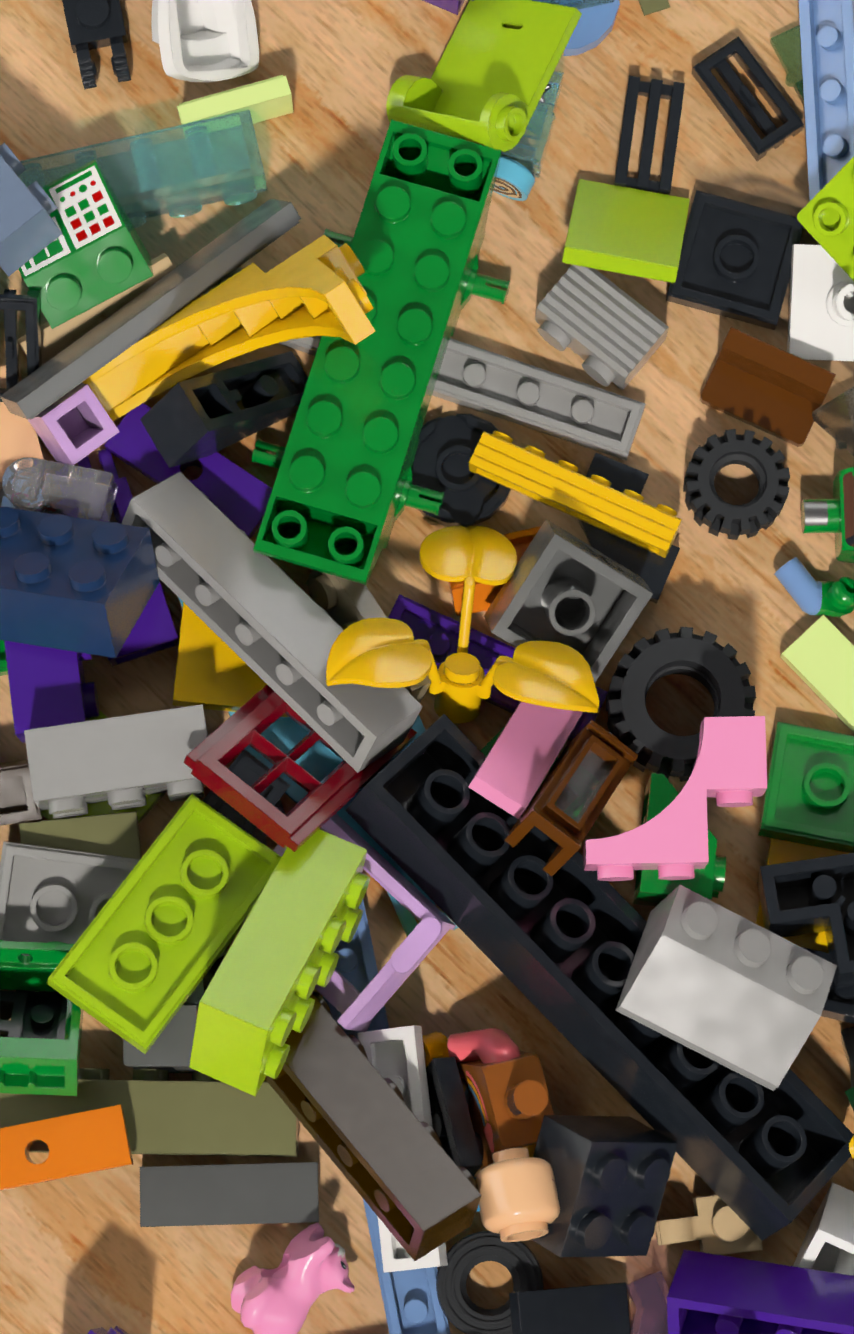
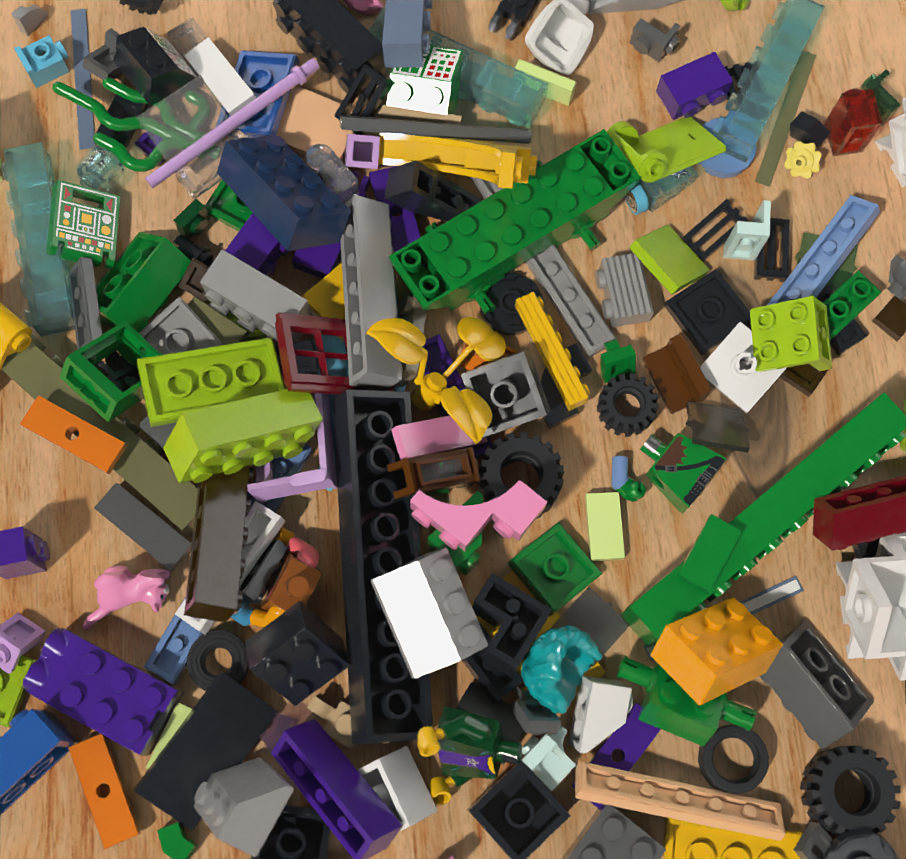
camera: 35 degrees right, 5 degrees down
(517, 1195) = (255, 625): light nougat head -> none
(672, 436) = (617, 360): none -> green tile
(717, 109) = (749, 237): none -> light aqua panel

